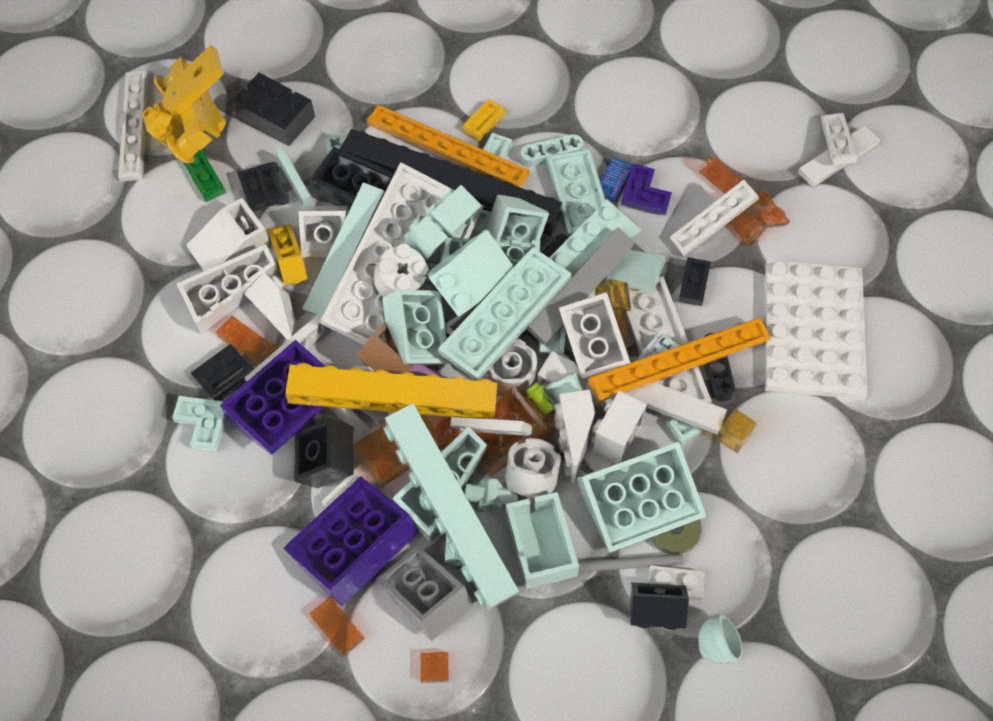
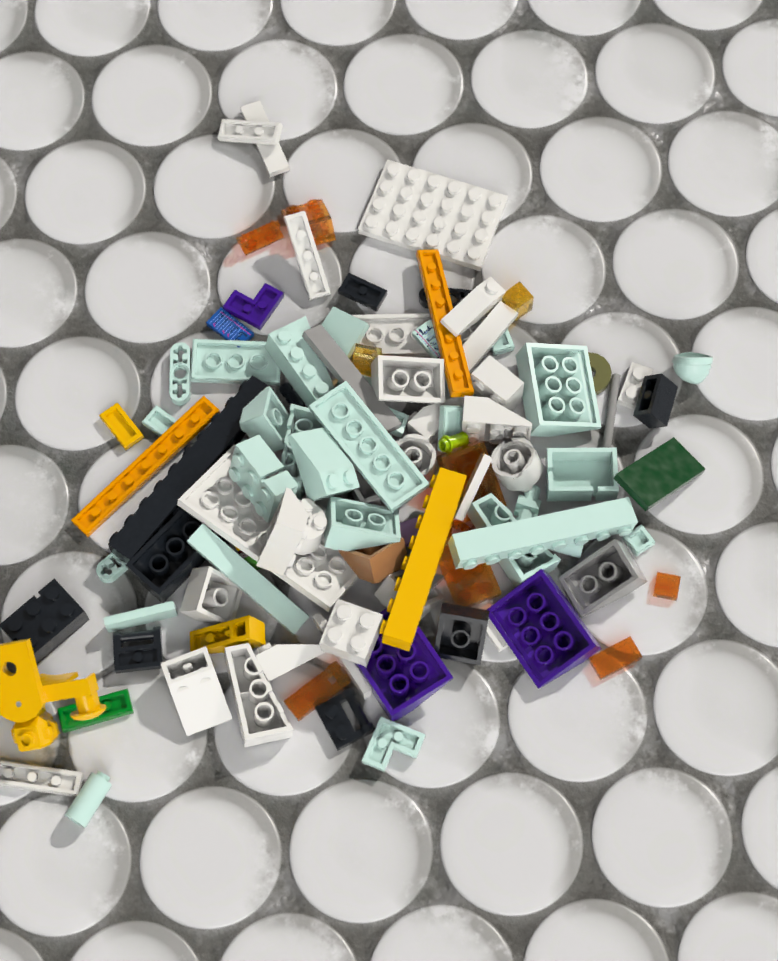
camera: 75 degrees left, 5 degrees up
(114, 184) = (89, 799): none -> light aqua brick
(294, 341) = (351, 632): none -> white brick
(371, 243) = (284, 535): none -> white slope
(483, 624) = (638, 540): none -> light aqua tile
(564, 626) = (659, 474): none -> dark green tile
(706, 381) = (473, 306): none -> white slope

